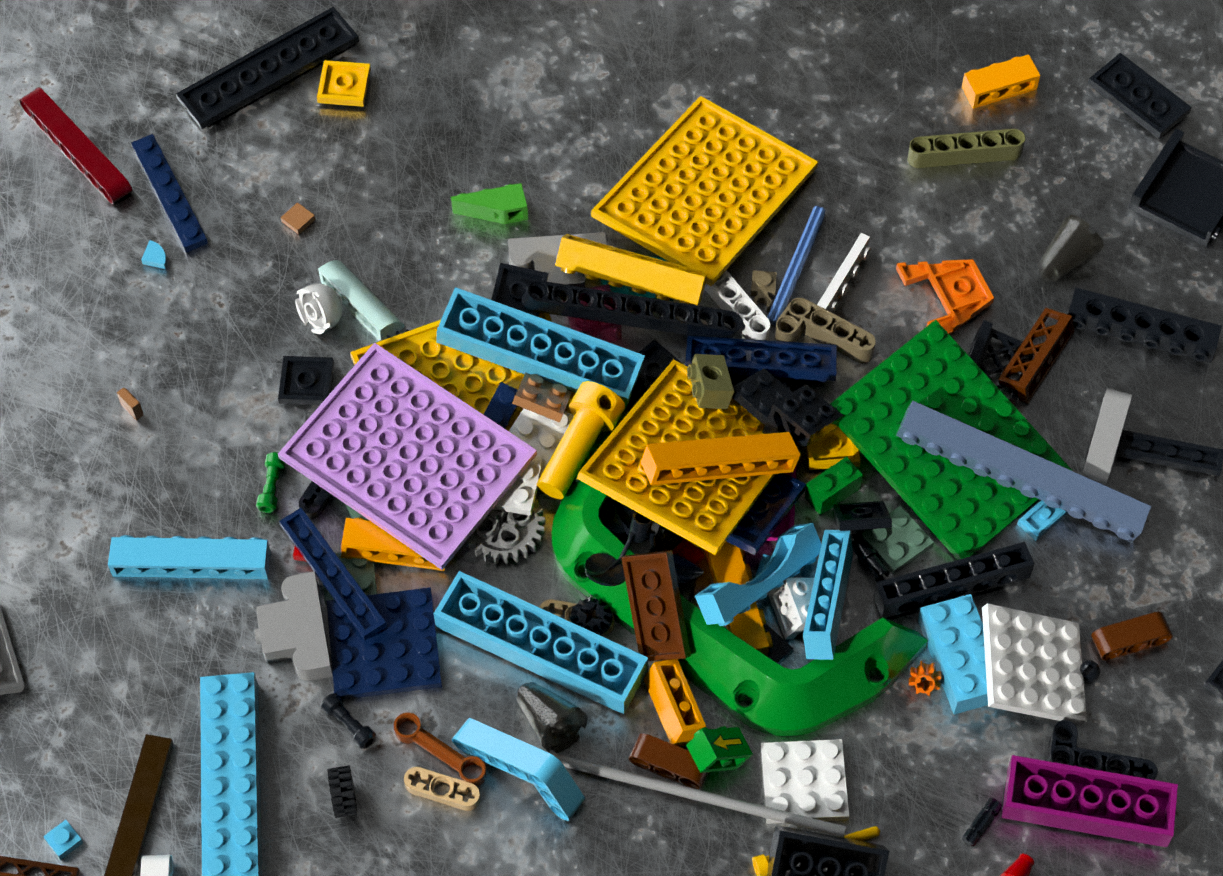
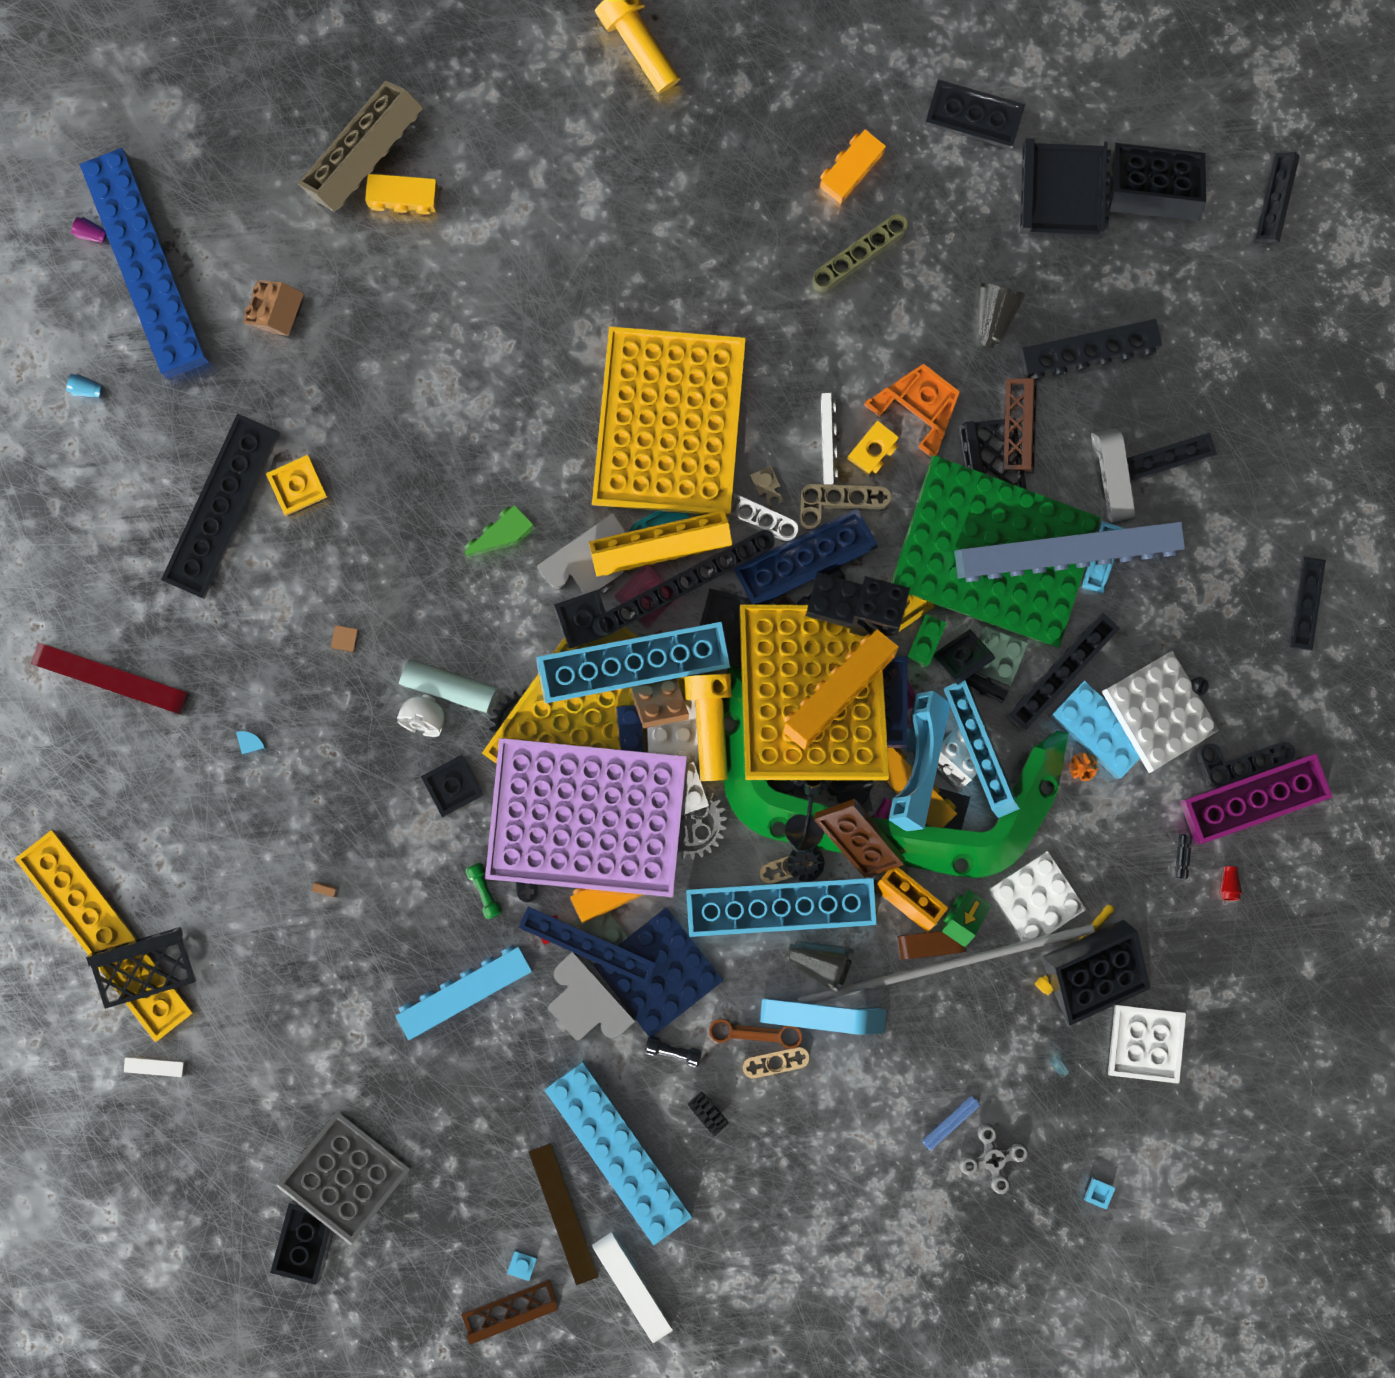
camera: 30 degrees left, 25 degrees up
(169, 193) = (219, 676): dark blue plate -> none
(710, 381) = (783, 601): olive brick -> none
(796, 264) = (781, 448): medium blue axle -> none
(890, 294) = (879, 436): none -> yellow brick
(1131, 636) = (1217, 639): reddish brown beam -> none

